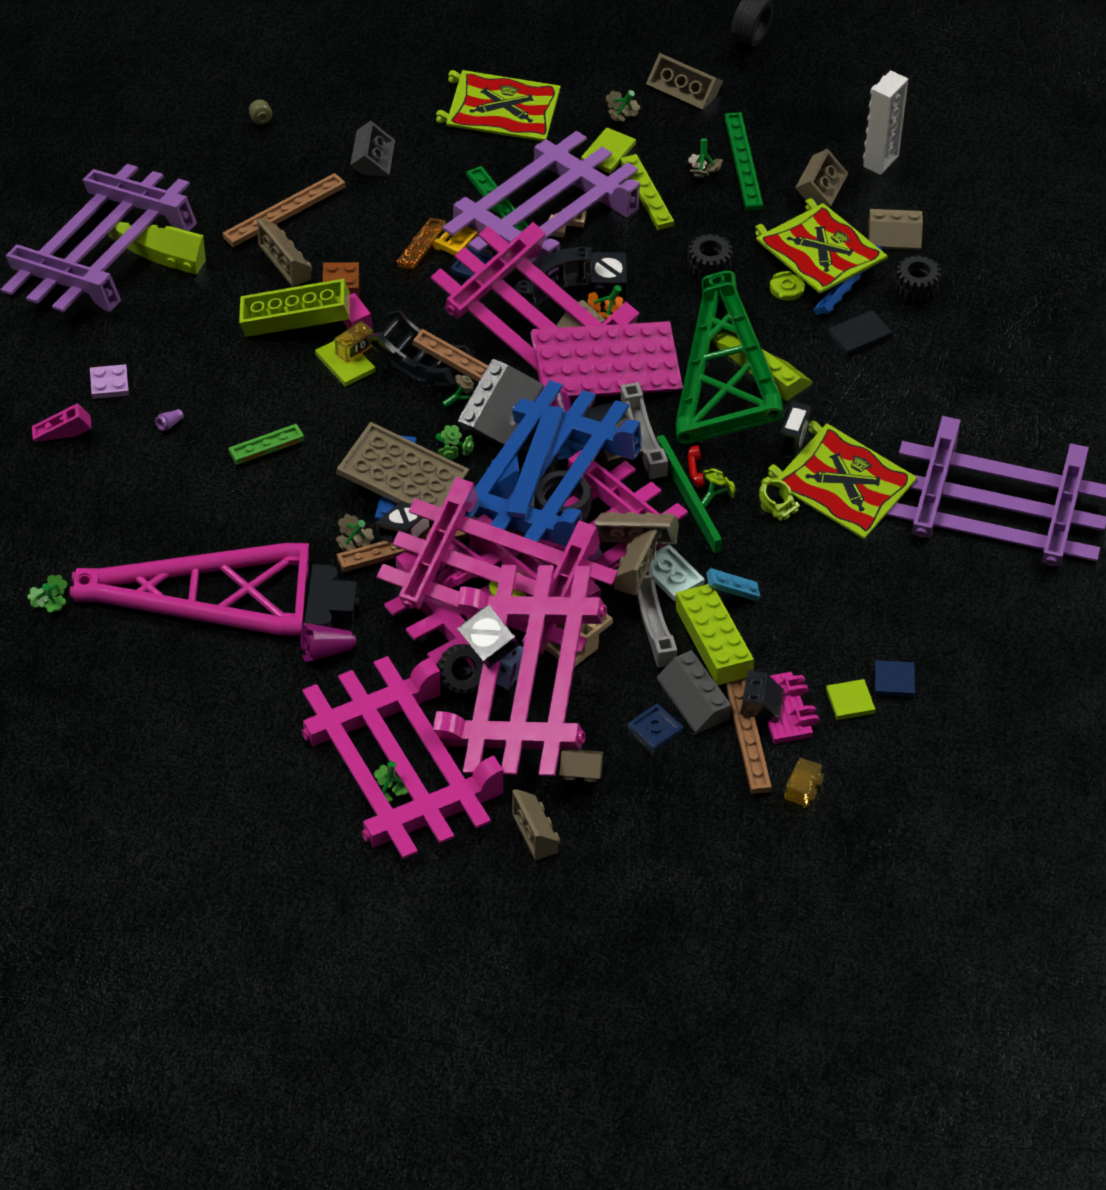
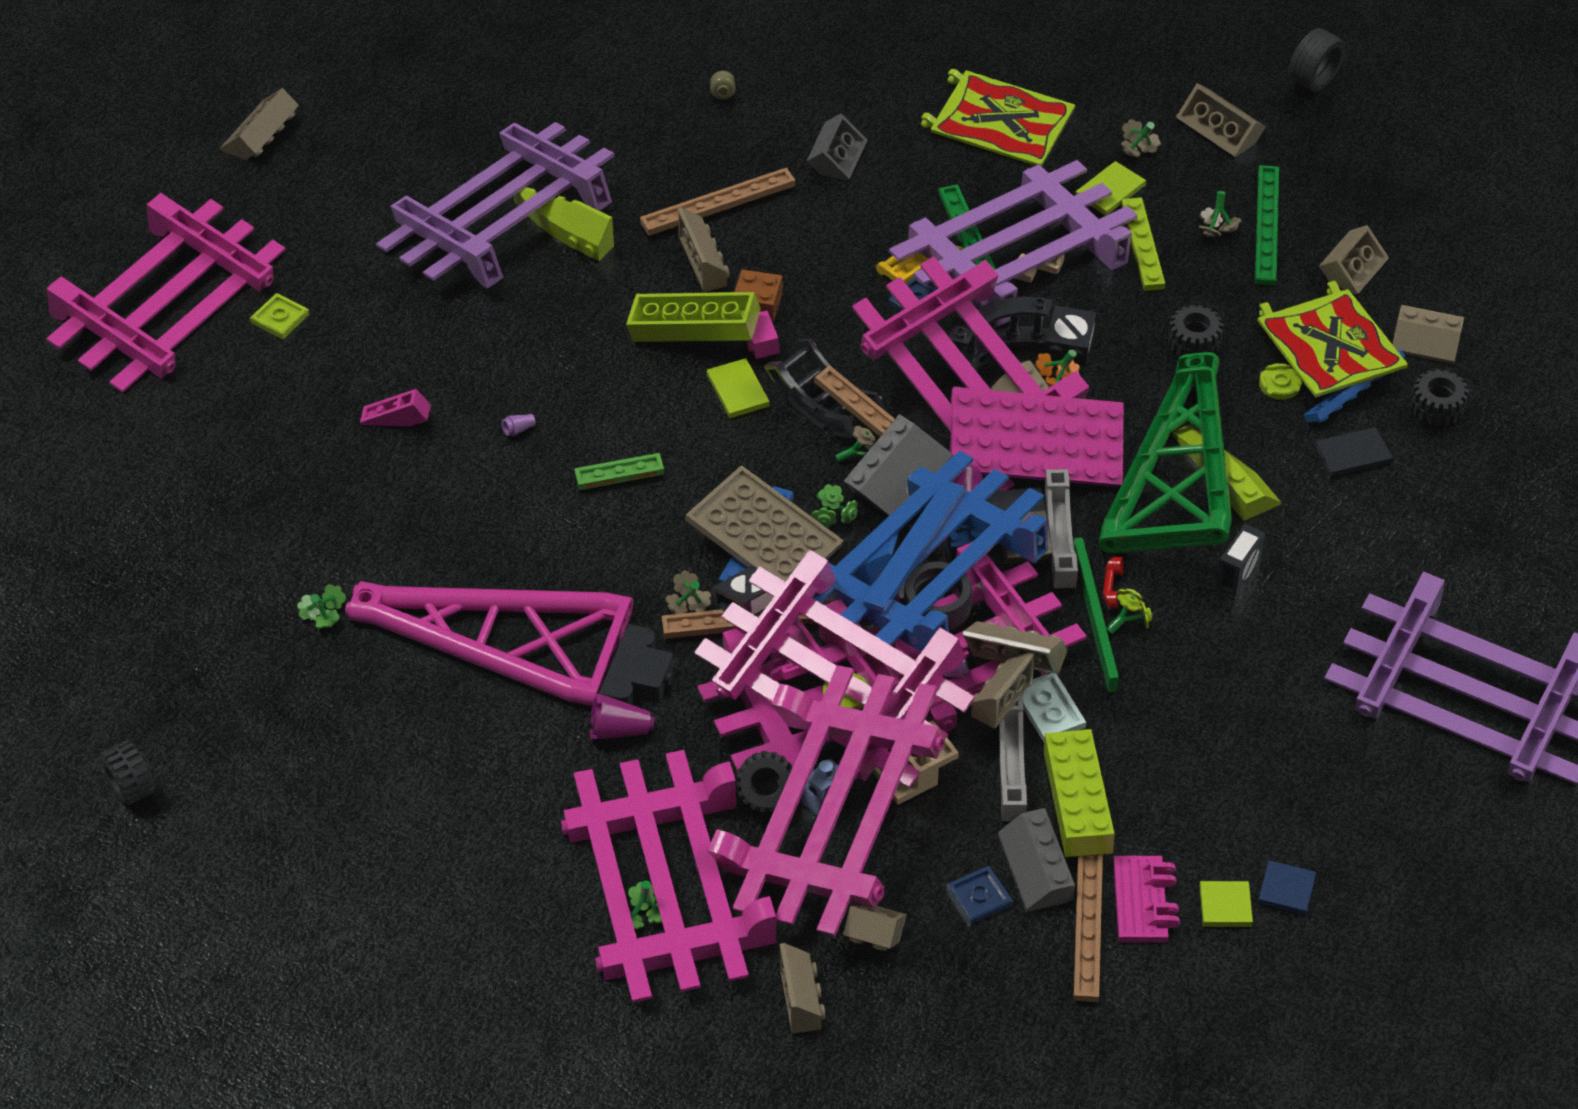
camera: 15 degrees right, 0 degrees up
(109, 381) = (464, 369): lavender plate -> none
(353, 342) = (749, 367): clear yellow brick -> none
(421, 243) = (862, 264): clear orange plate -> none
(488, 636) = (798, 750): brick -> none
(733, 584) = (1117, 735): dark azure plate -> none
(761, 697) = (1115, 881): black slope -> none
(779, 511) = (1200, 654): lime piece -> none
(803, 782) = (1140, 998): clear yellow brick -> none
(844, 480) = (1287, 629): flag -> none
(885, 122) = (1441, 204): white brick -> none

